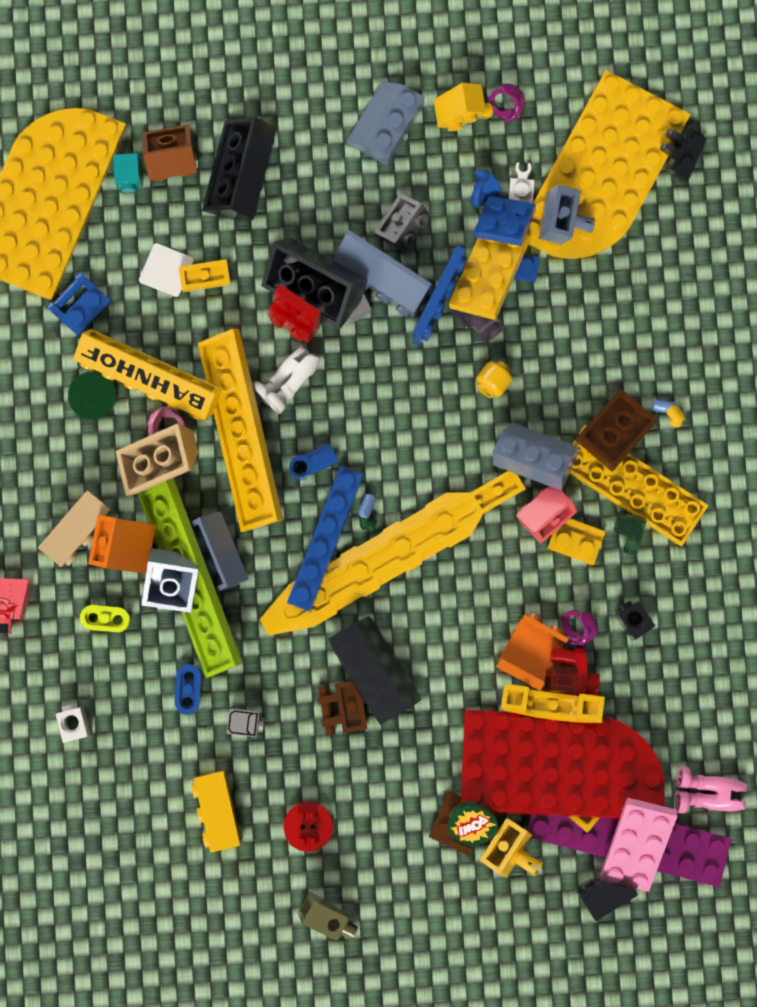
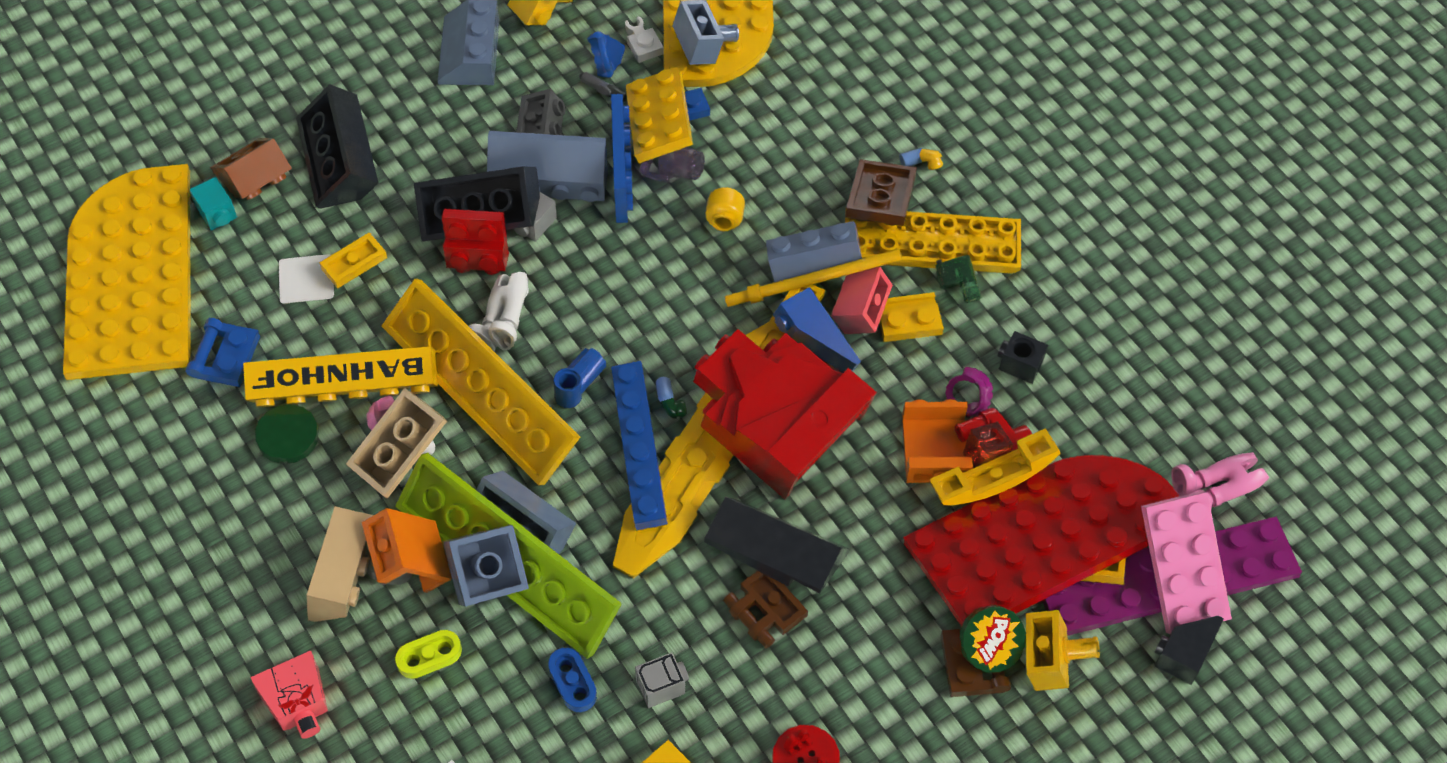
camera: 30 degrees left, 25 degrees down
(434, 569) = (777, 405): none -> red panel
(466, 214) = (600, 85): none -> flat silver piece
(476, 463) = (756, 293): none -> yellow bar
(494, 514) = (810, 324): none -> blue slope
(505, 220) = (645, 66): blue plate -> none

